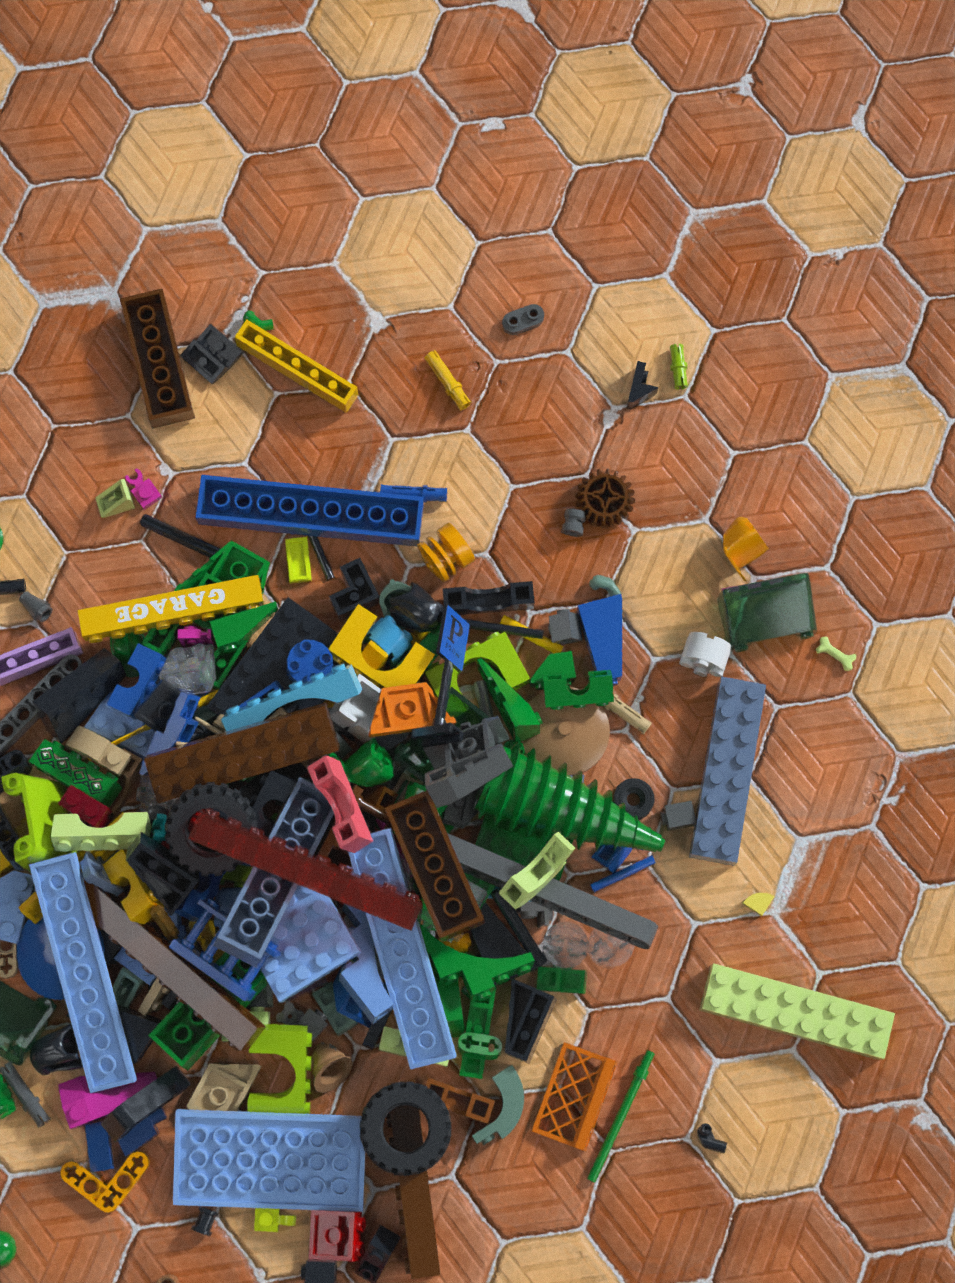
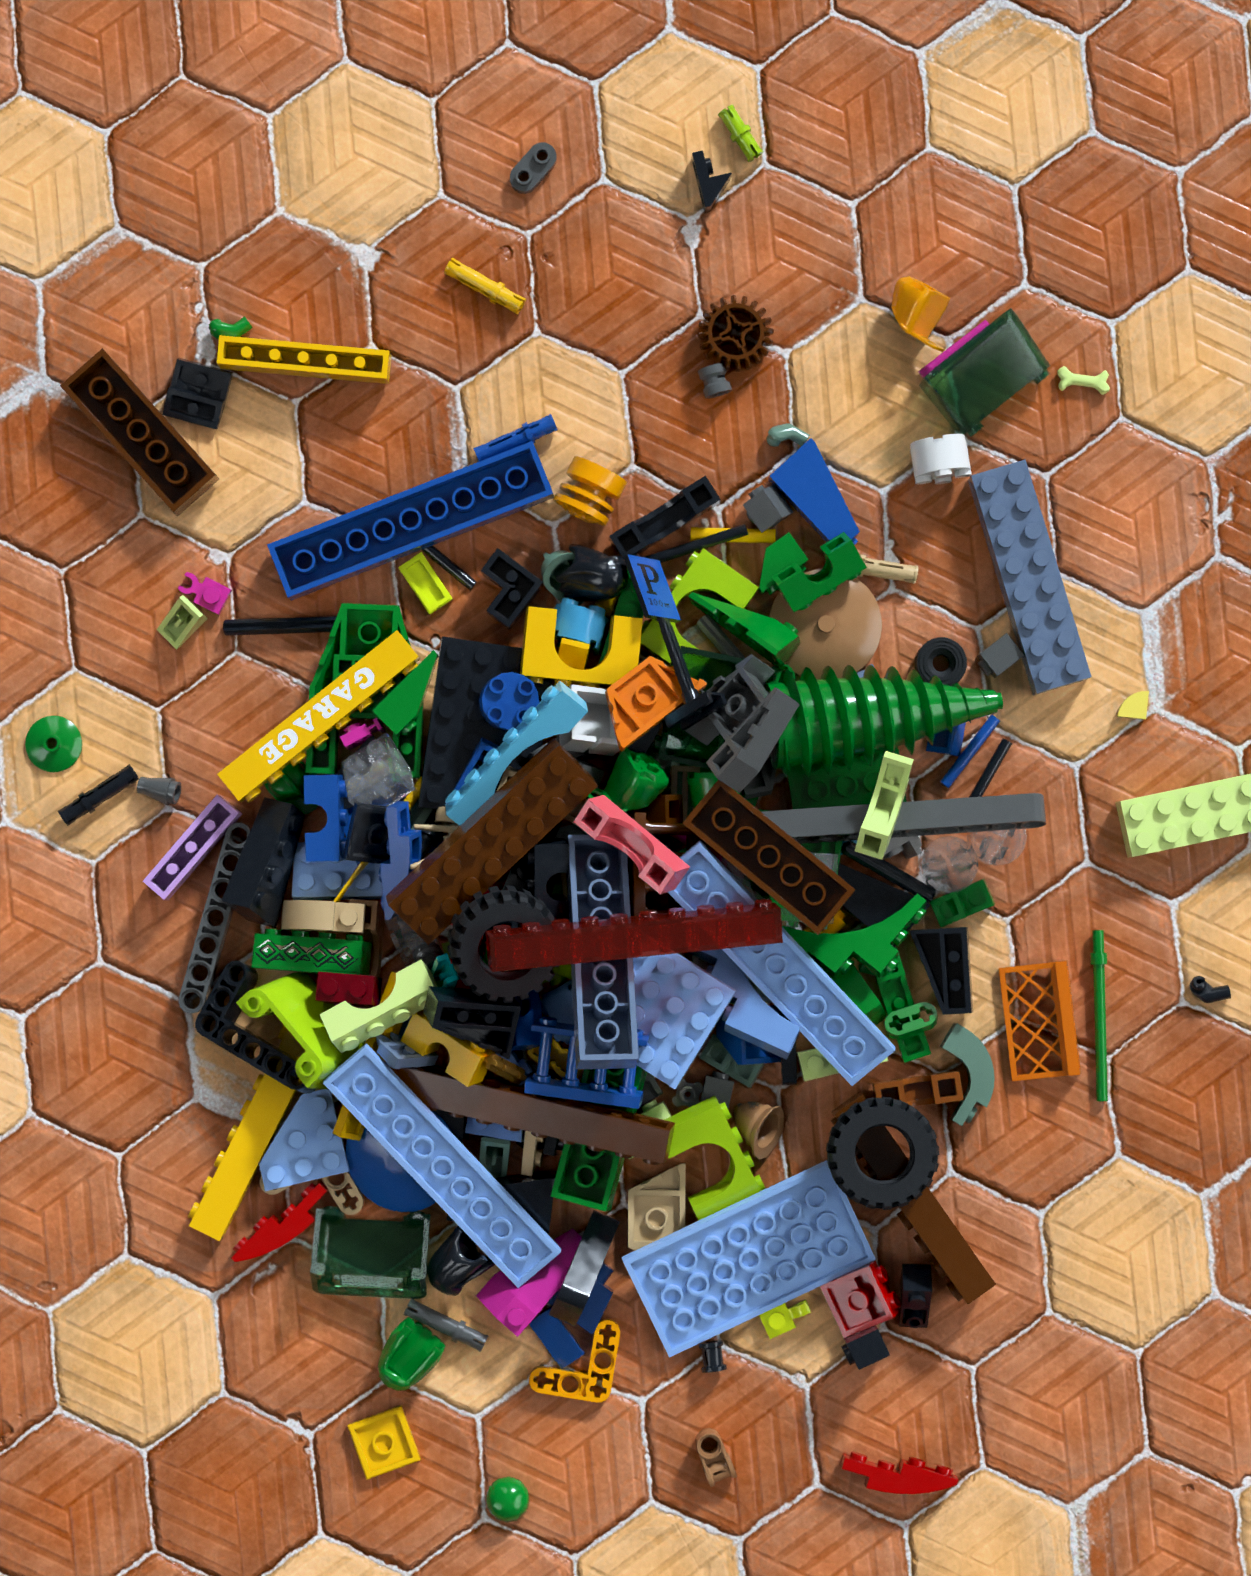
camera: 25 degrees left, 10 degrees up
(633, 893) = (991, 768): none -> black bar

